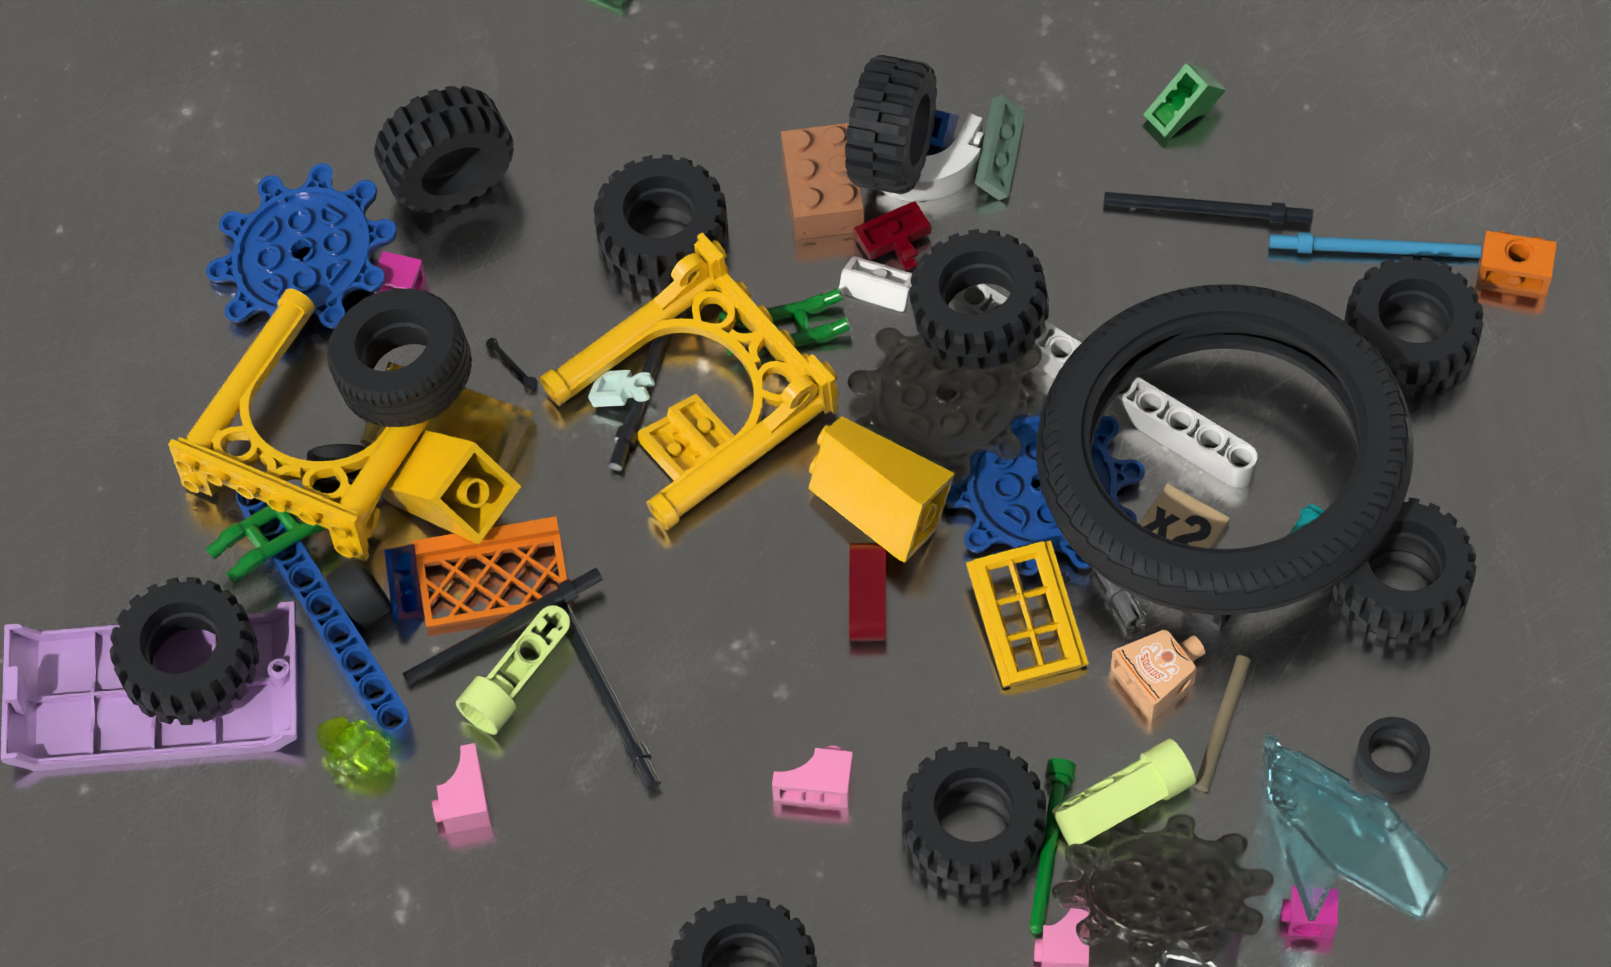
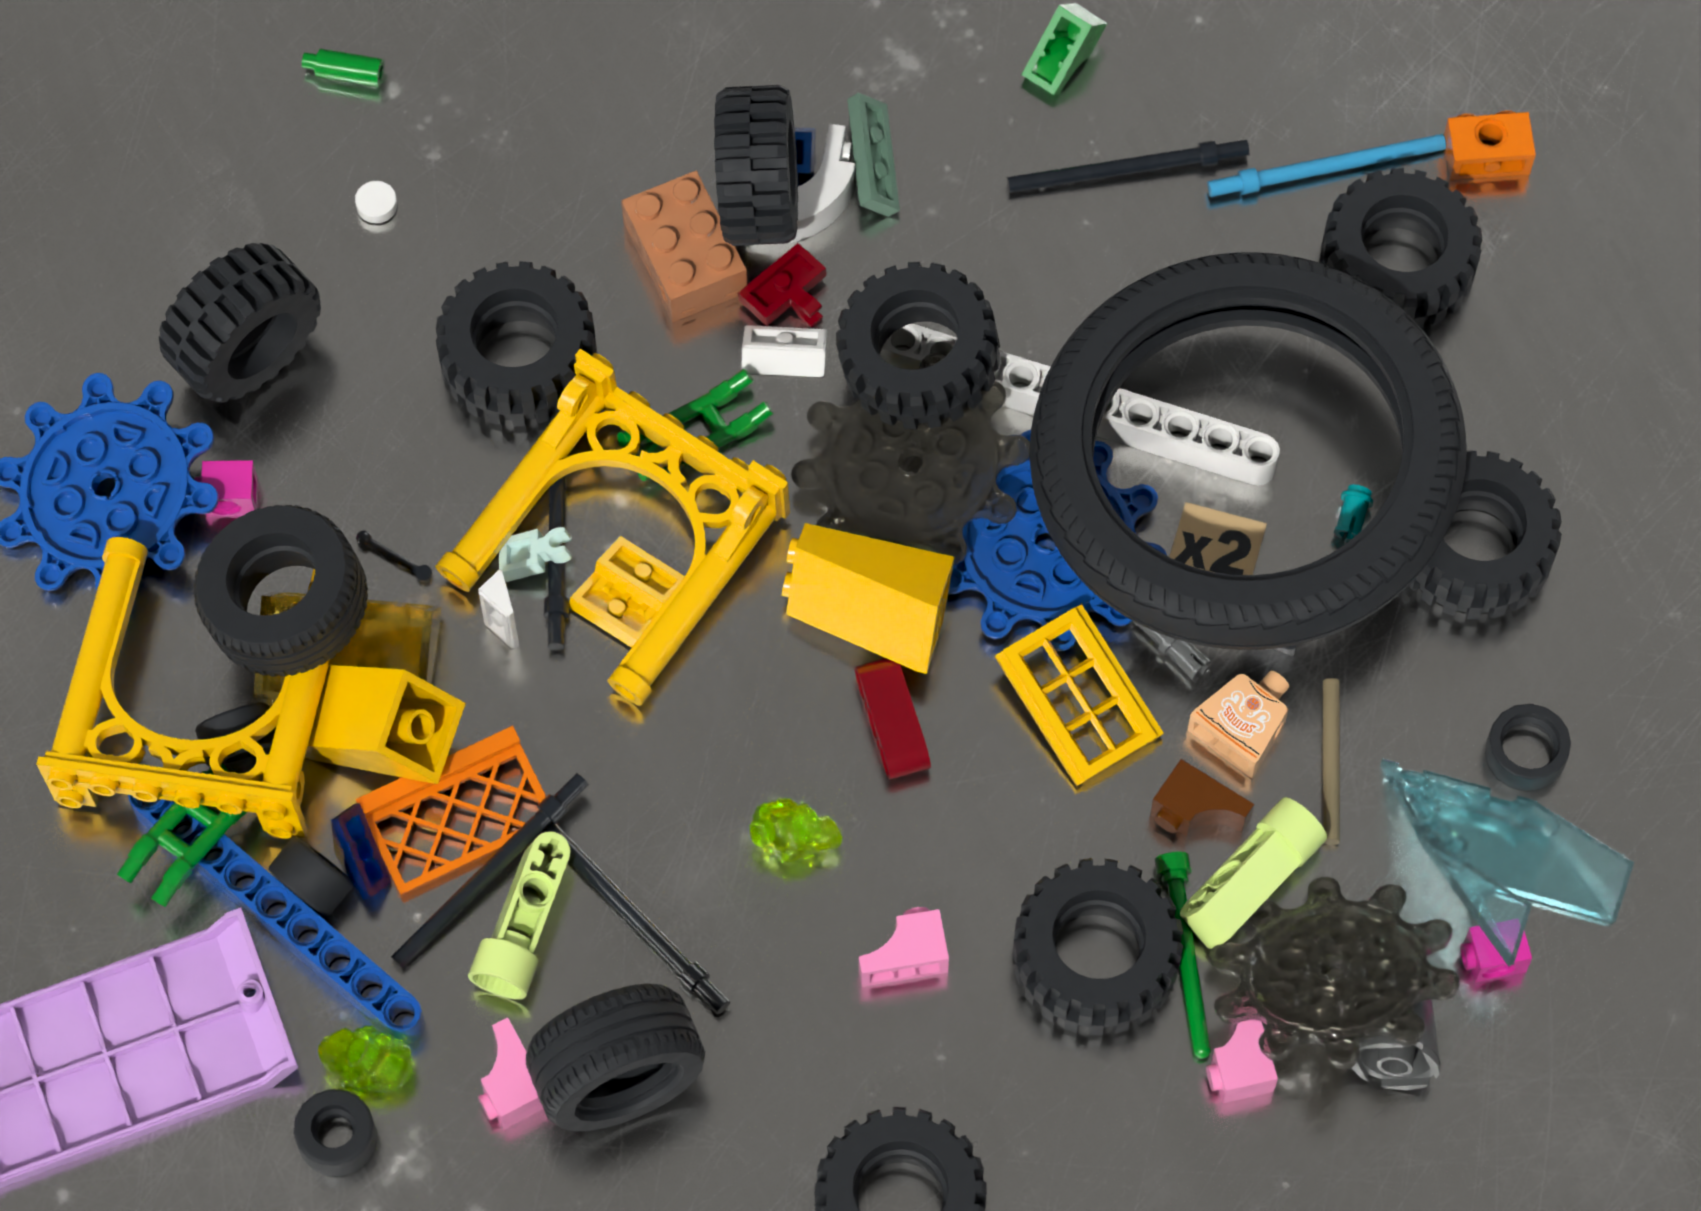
camera: 20 degrees left, 5 degrees up
(172, 610) = (99, 961): black tyre -> none
(307, 776) = (327, 1106): none -> black tyre
(545, 794) = (614, 1057): none -> black tyre
(577, 422) = (498, 609): none -> white slope
(590, 89) = (376, 202): none -> white tile
(755, 659) = (792, 831): none -> clear neon green head
(1094, 722) = (1197, 800): none -> reddish brown arch

